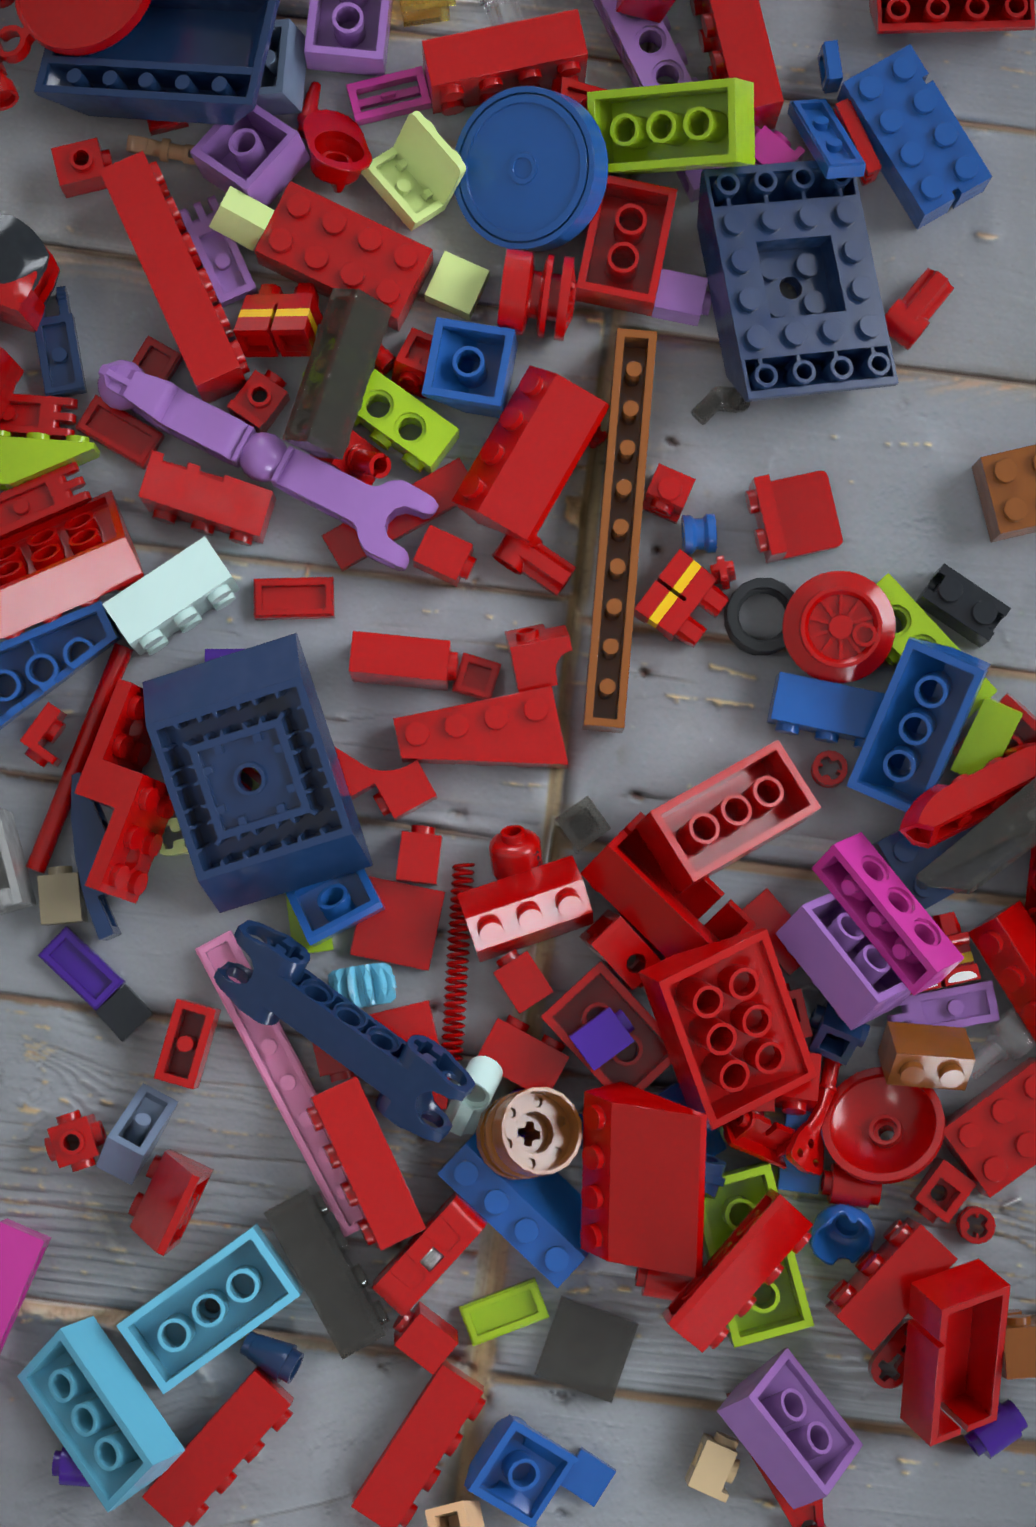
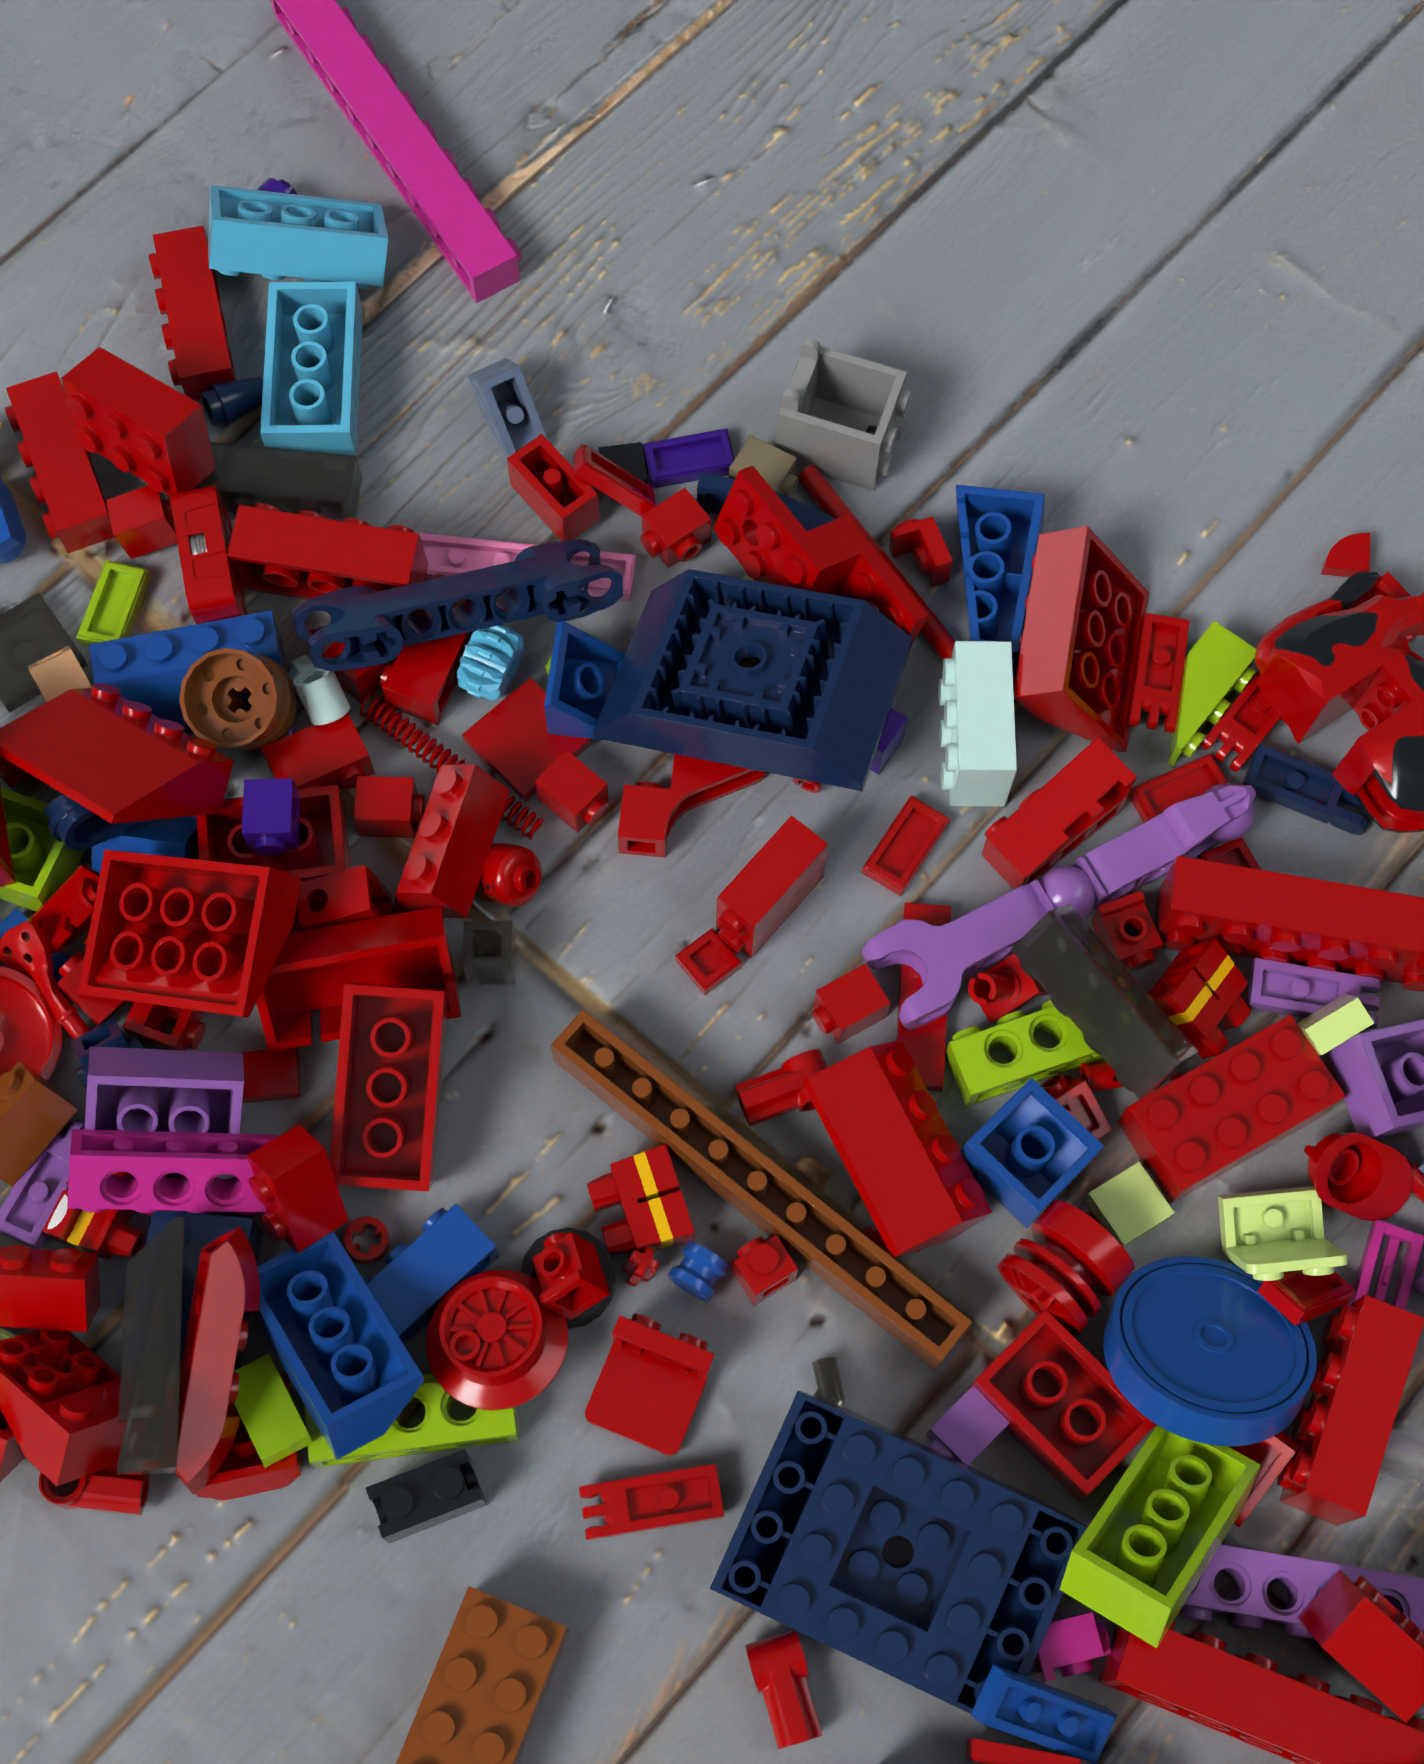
camera: 130 degrees right, 15 degrees down
(91, 1138) = (541, 356): red brick -> none
(151, 1000) = (613, 480): none -> red tile
(155, 931) = (675, 529): none -> red brick
(169, 1200) = (425, 390): red slope -> none
(365, 1384) = (138, 423): none -> red brick
(456, 131) = (1306, 1296): none -> red tile
(495, 731) = (637, 937): red wedge -> none
(535, 654) = (690, 1020): red brick -> none
(594, 1291) = (58, 673): none -> light nougat brick
(767, 607) = (565, 1265): none -> red brick
(843, 819) = (296, 1189): none -> red brick
(863, 464) = (654, 1501): none -> red hinge

